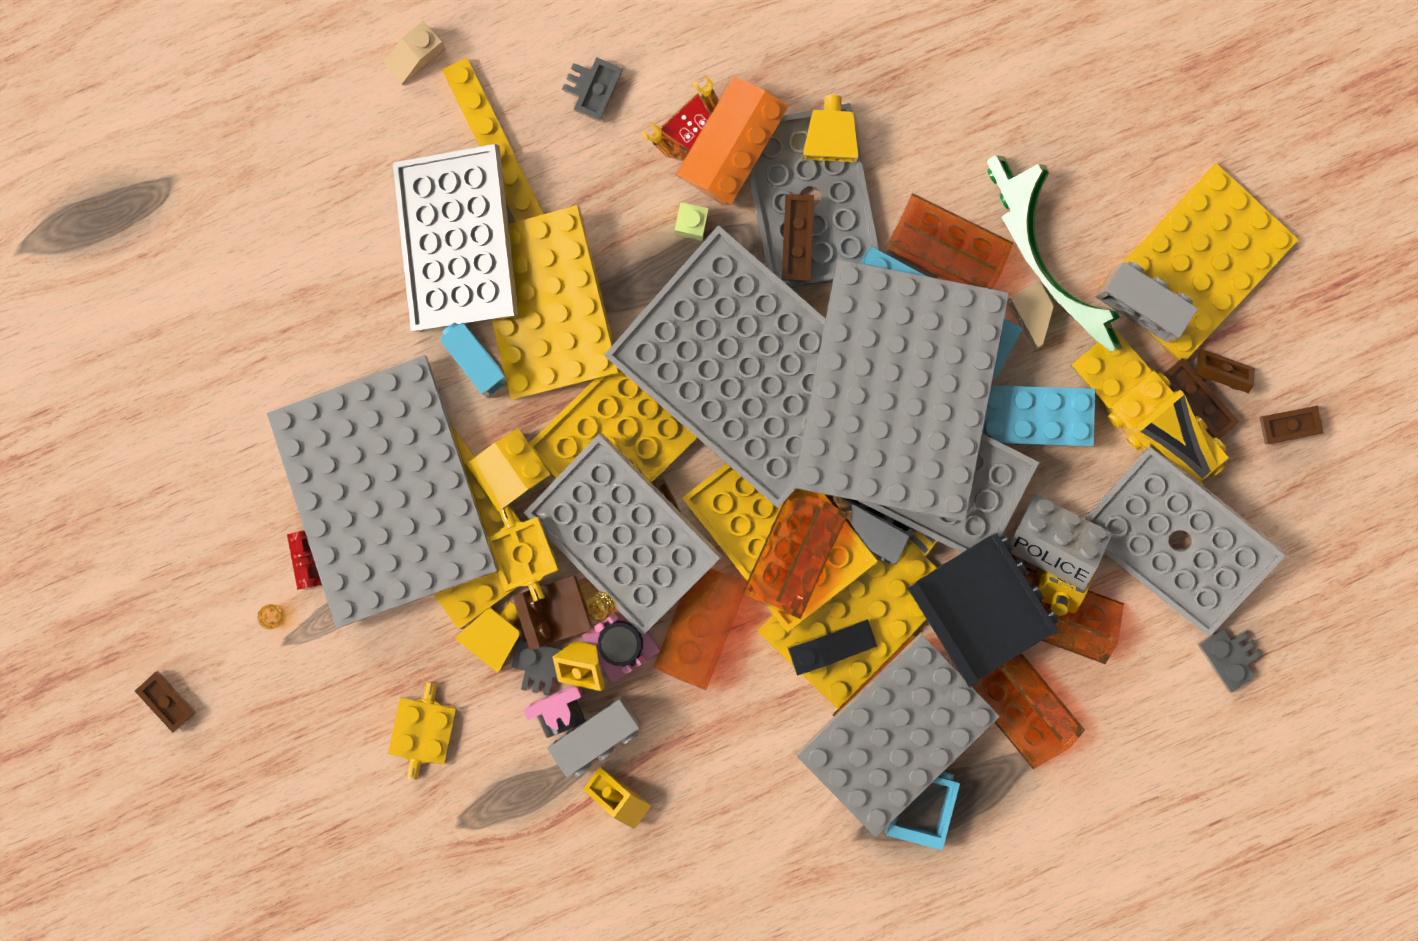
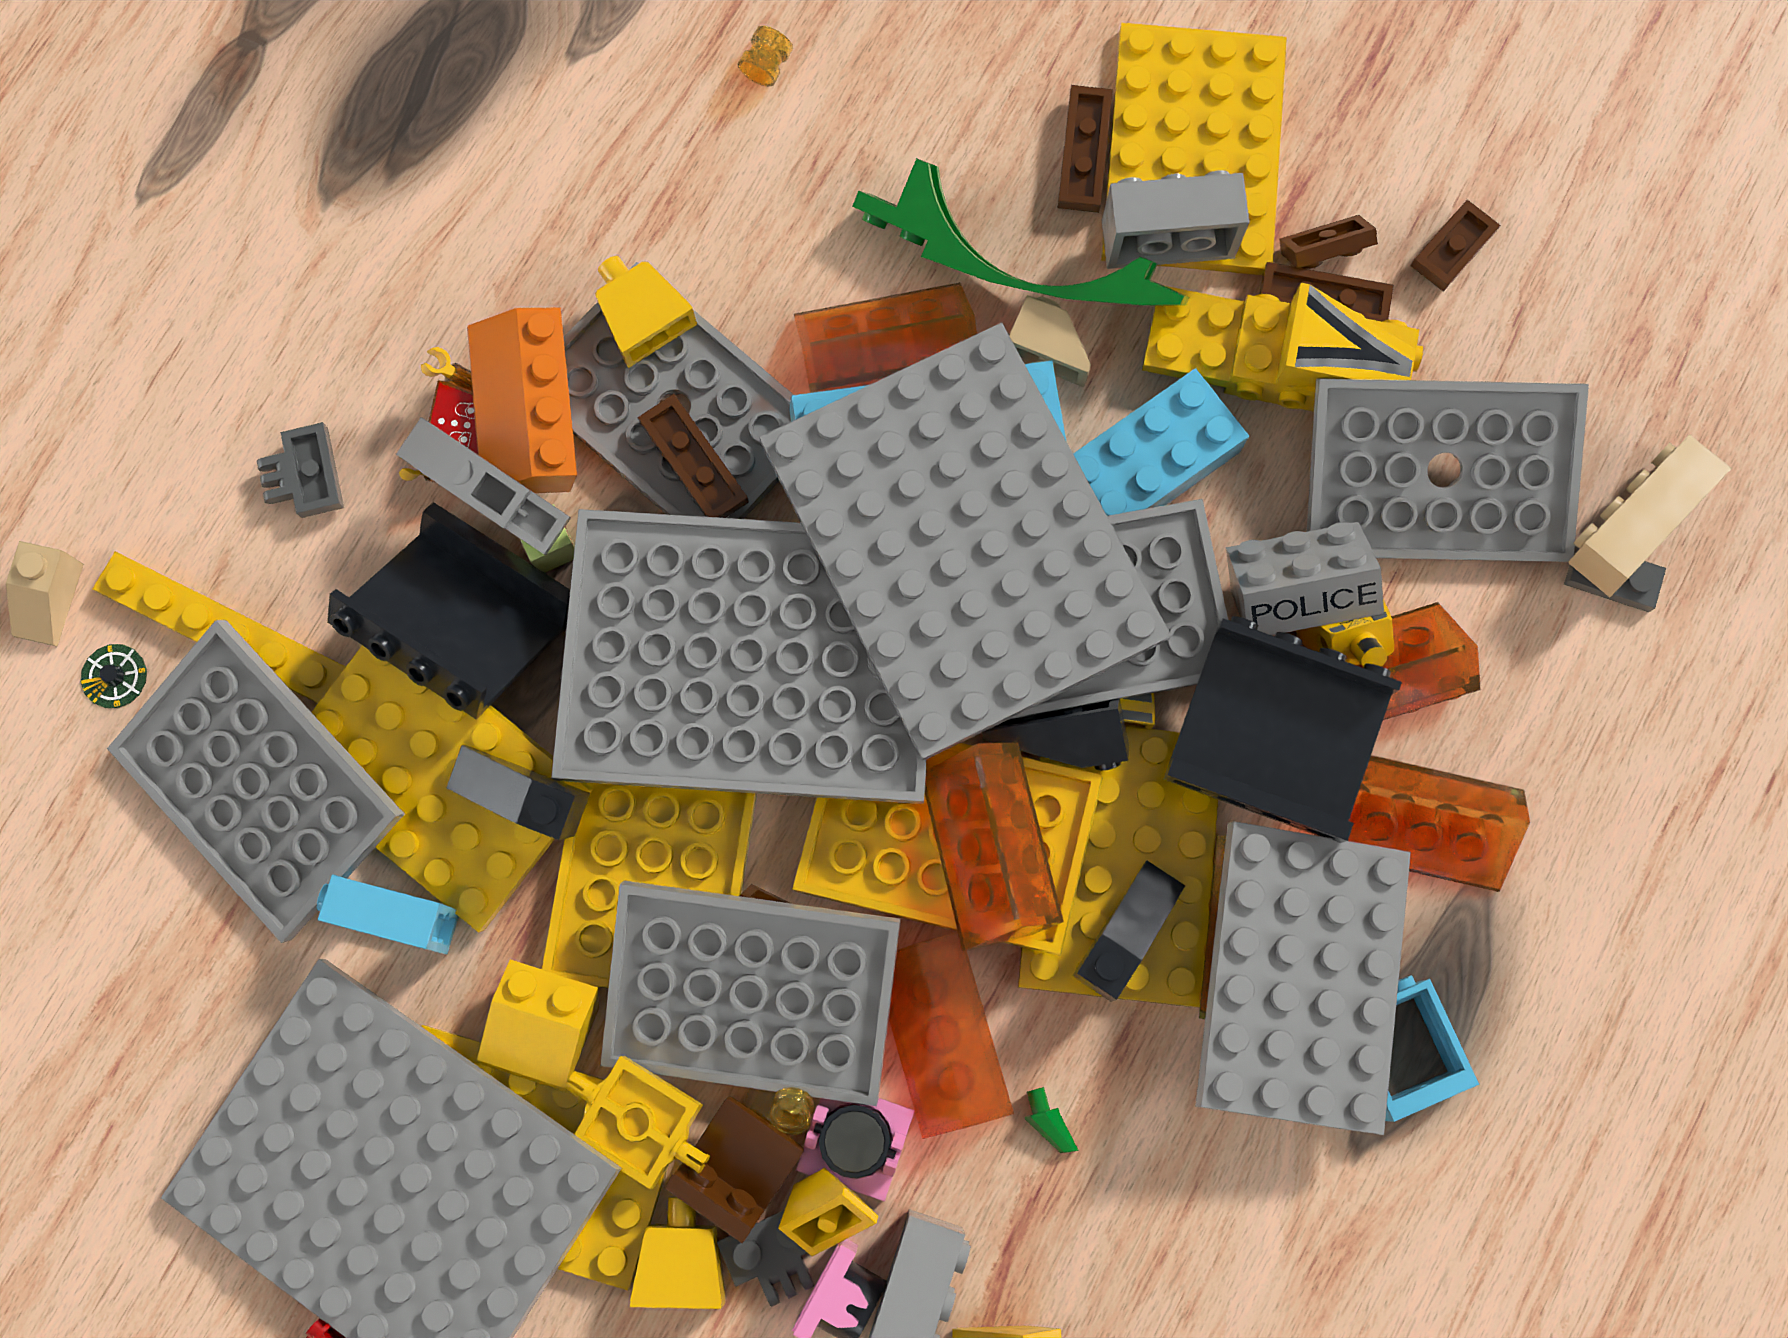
camera: 35 degrees left, 10 degrees down
(420, 123) = (113, 676): none -> clear green piece
(581, 348) = (518, 793): none -> slope
(617, 227) = (455, 612): none -> black panel
(678, 175) = (483, 486): none -> light grey slope
(721, 706) = (1049, 1122): none -> green bar
(1008, 35) = (766, 54): none -> clear yellow wheel
(1138, 219) = (1085, 148): none -> reddish brown plate
(1266, 644) = (1649, 515): none -> tan brick

